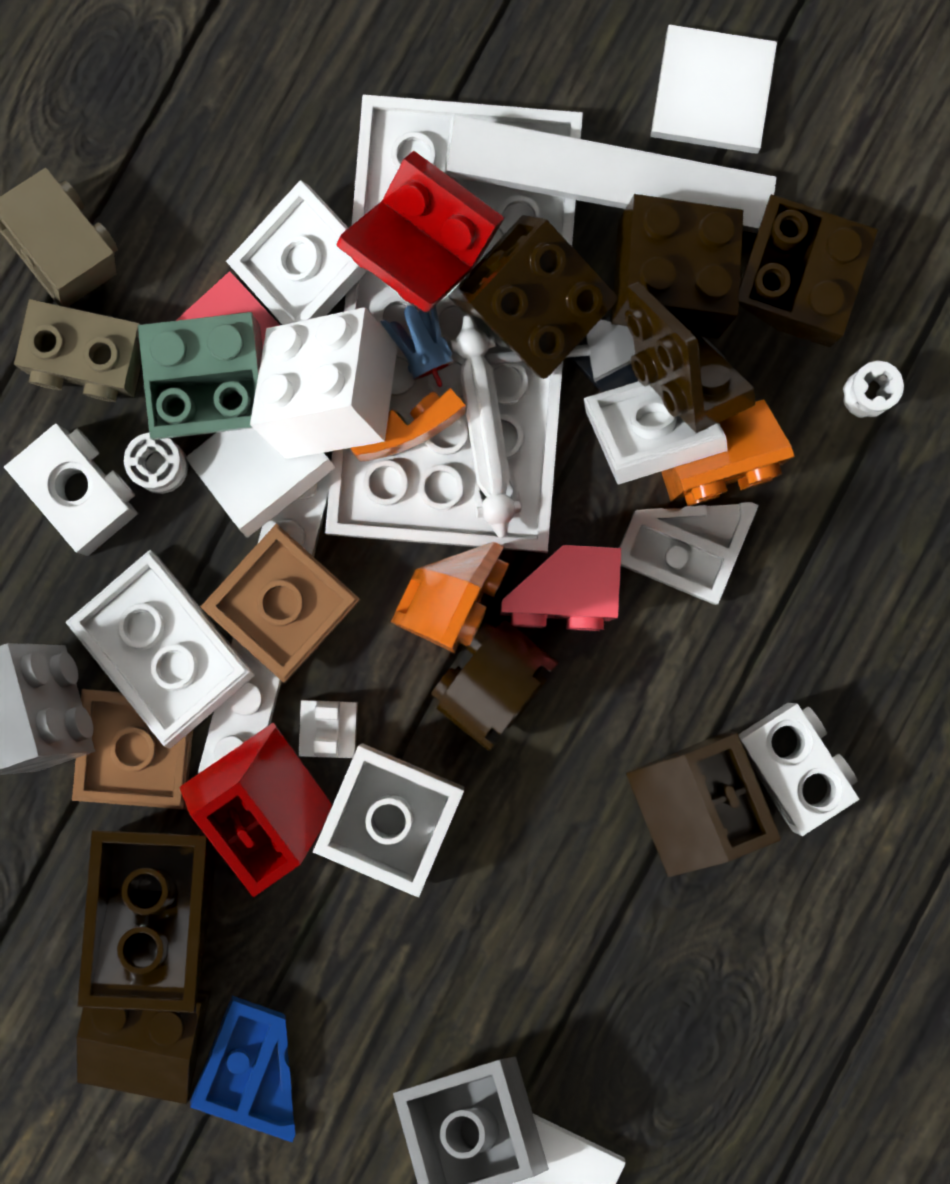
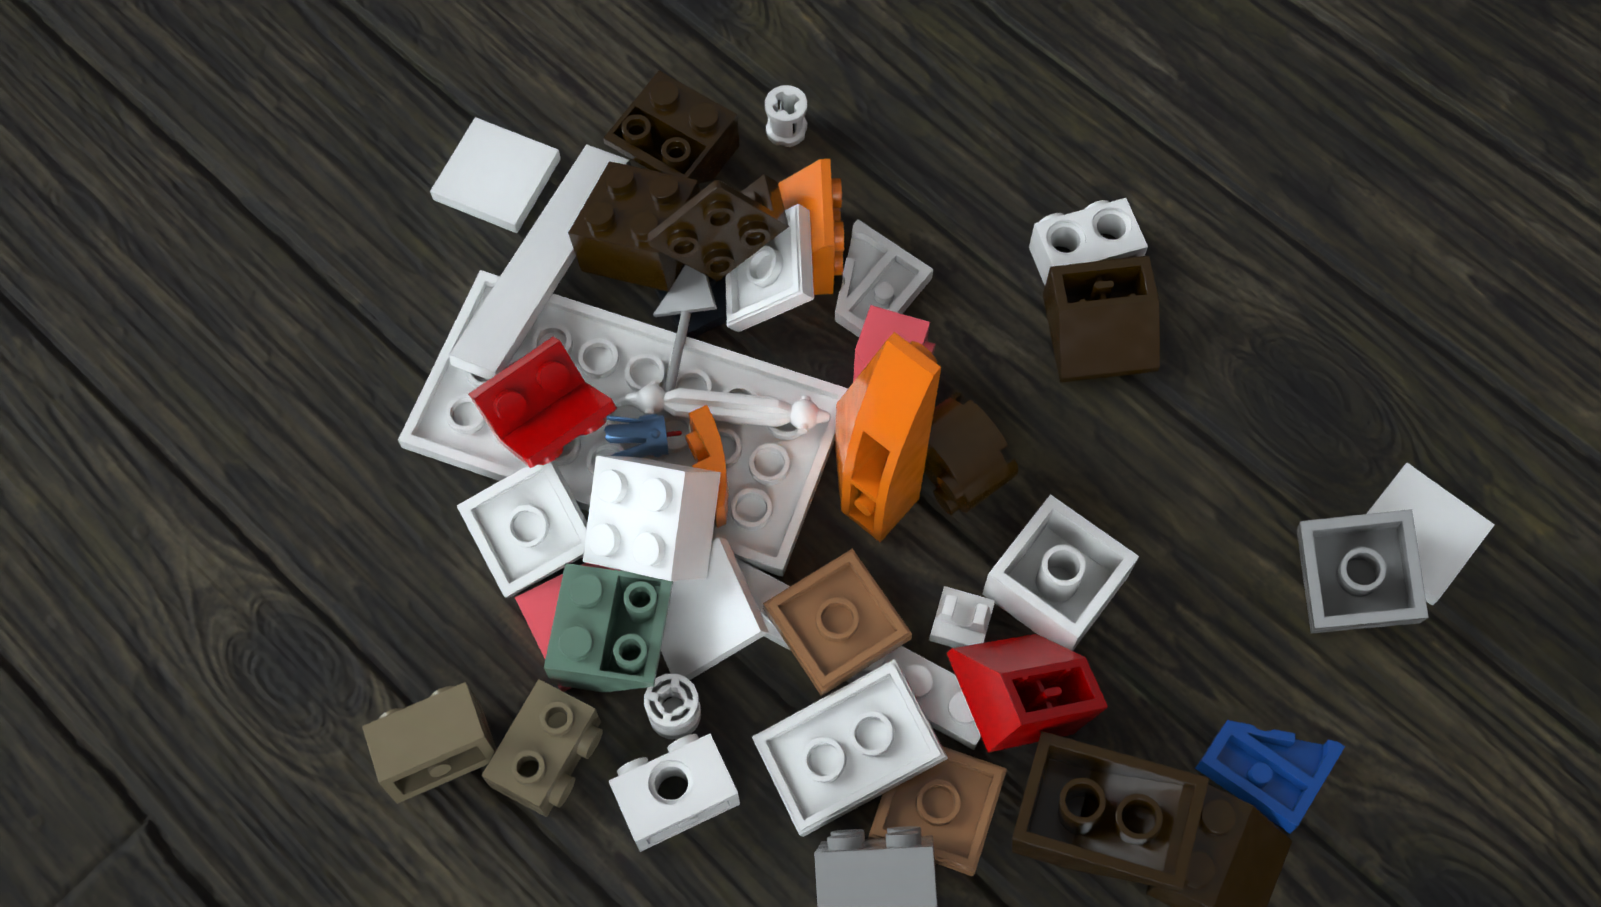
camera: 70 degrees left, 20 degrees down
(535, 294) = (623, 333): dark brown bracket -> none

